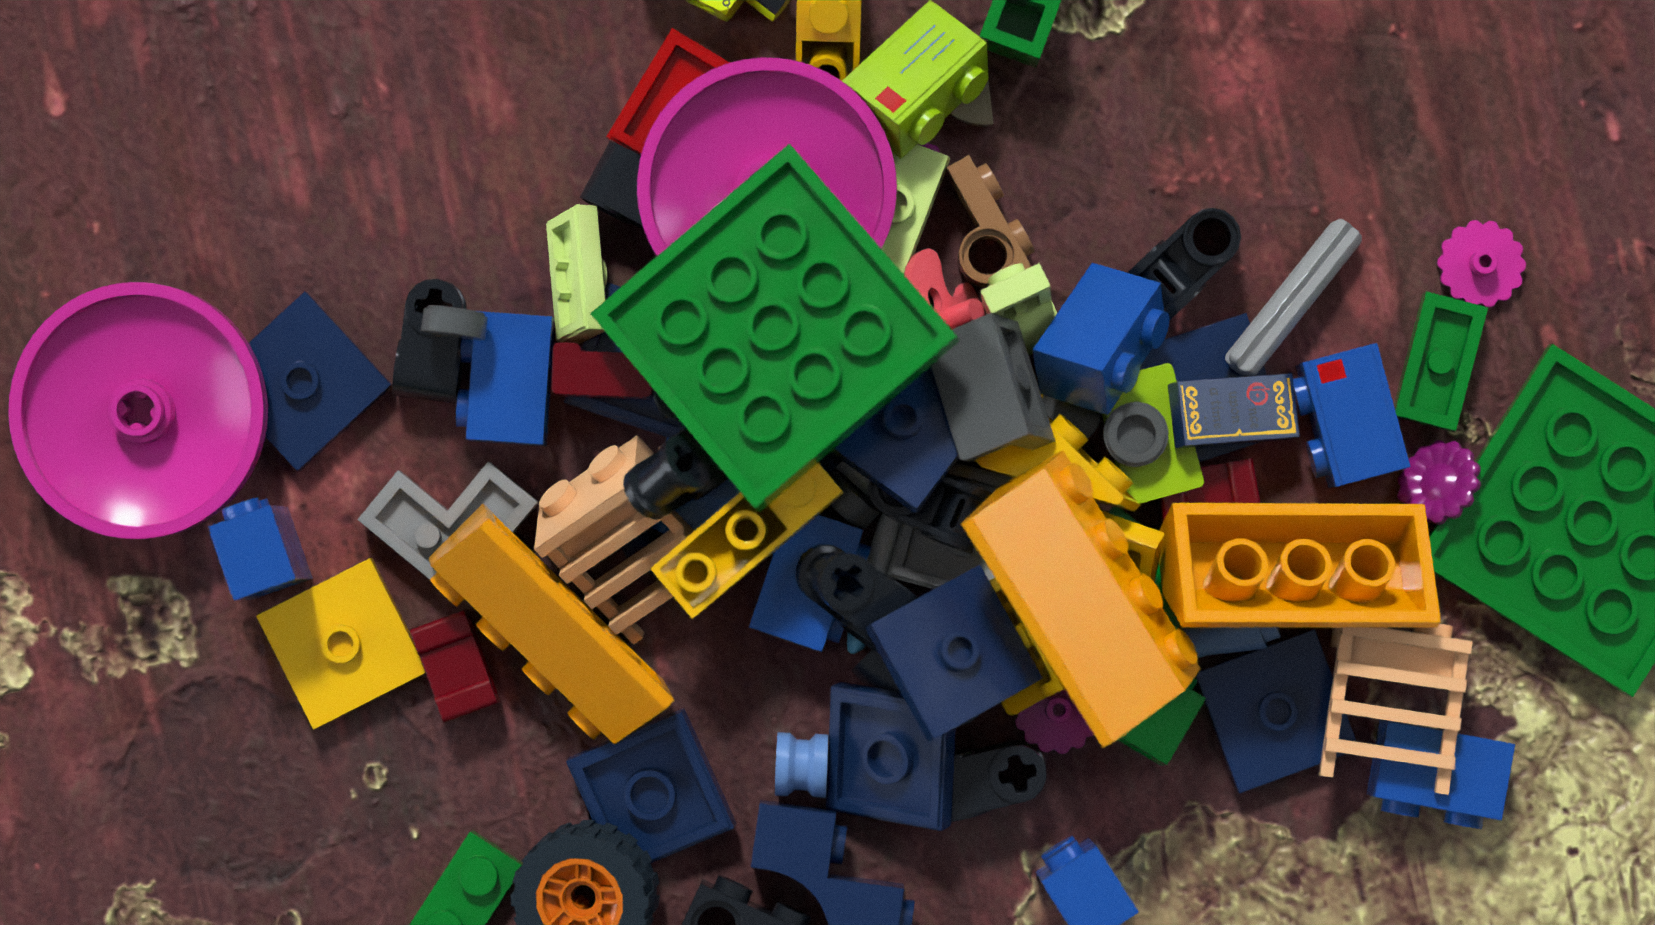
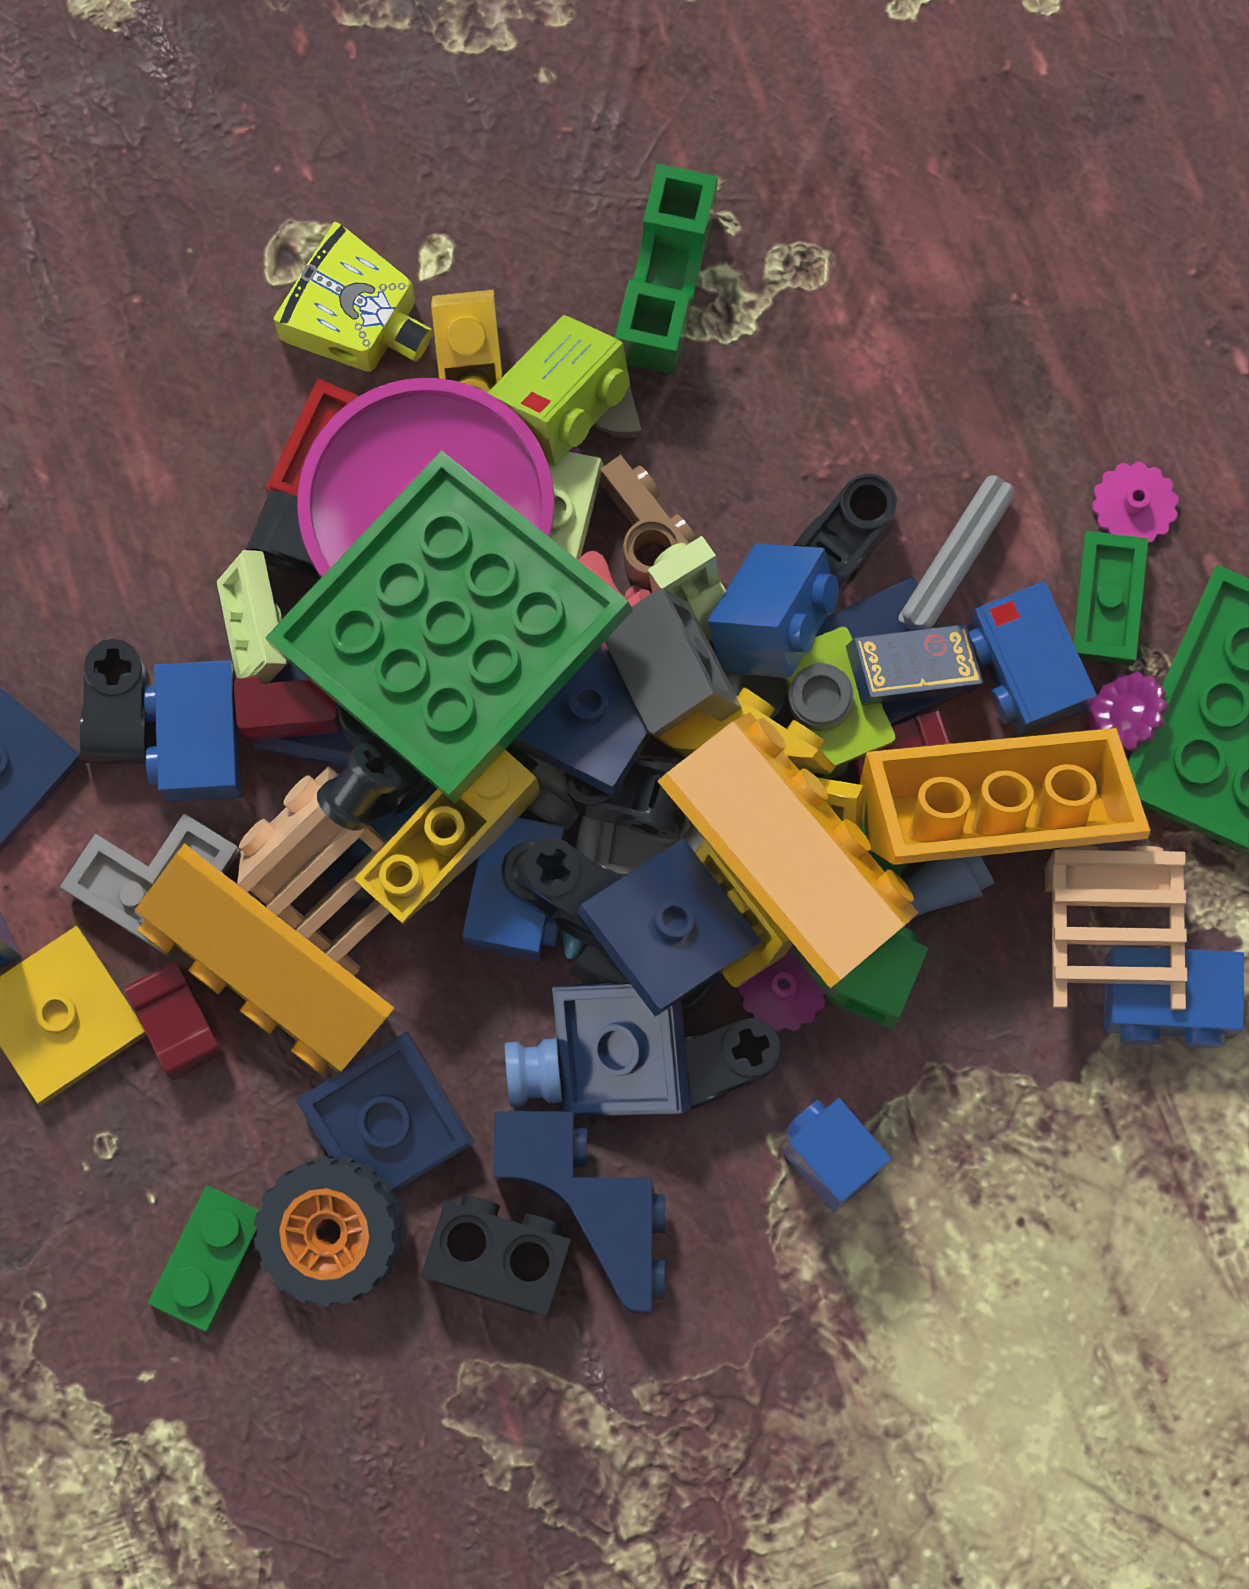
camera: 15 degrees left, 10 degrees down
(454, 322) = (133, 673): dark grey tile -> none
(1271, 709) = (996, 958): dark blue plate -> none

